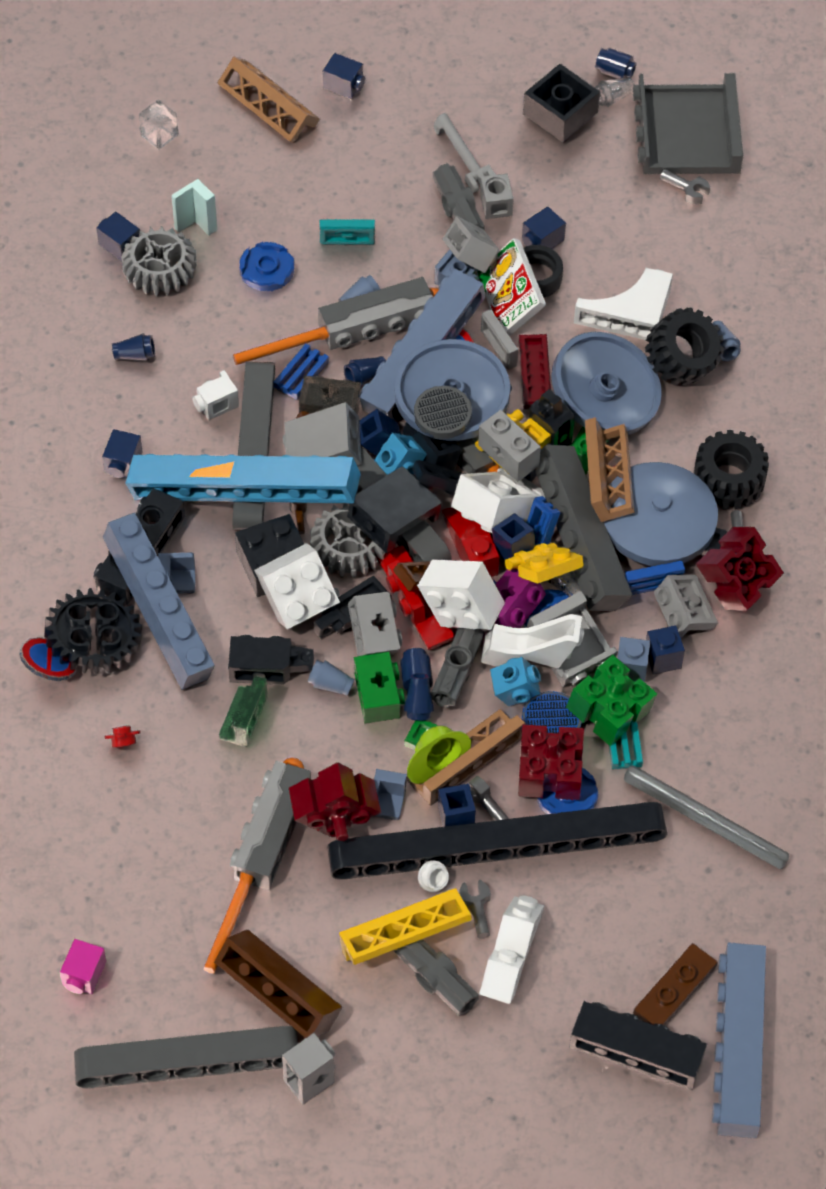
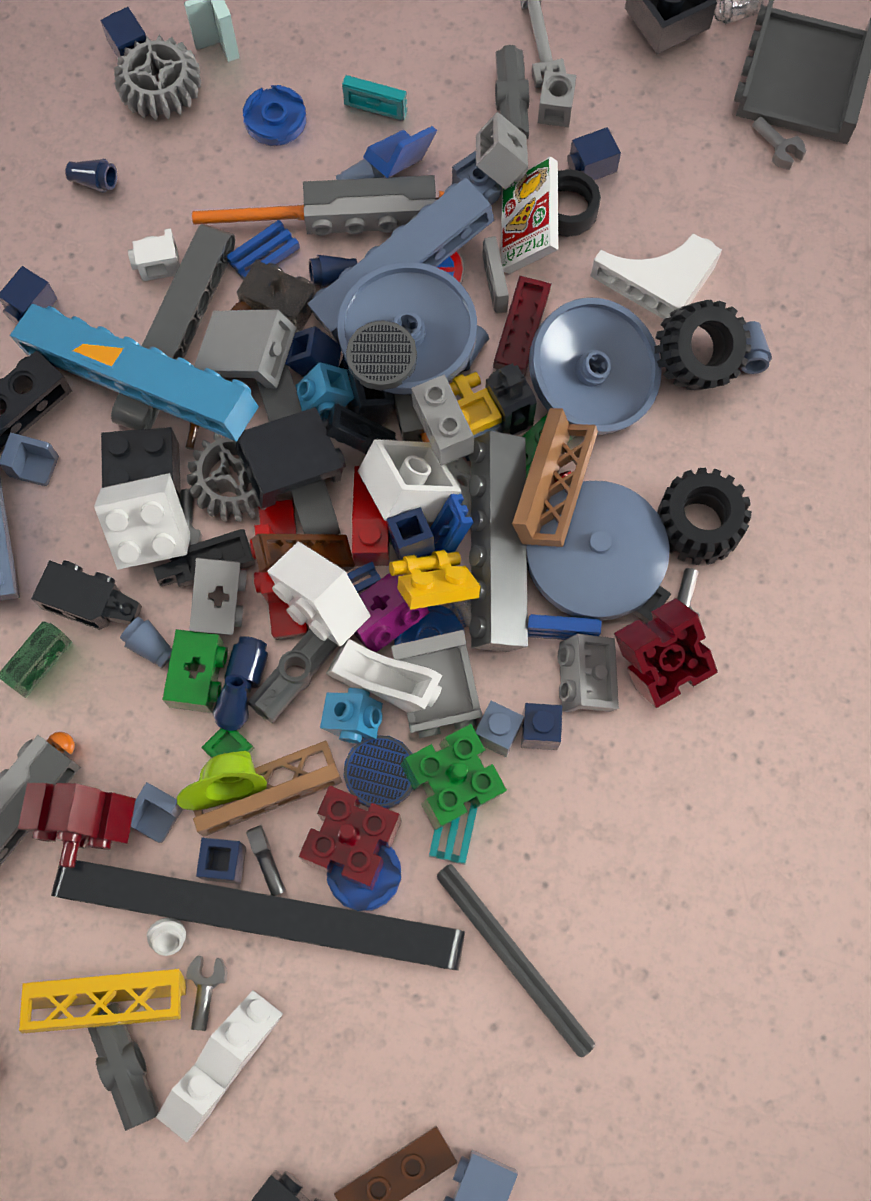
camera: 20 degrees right, 15 degrees up
(386, 267) = (399, 151): none -> blue panel

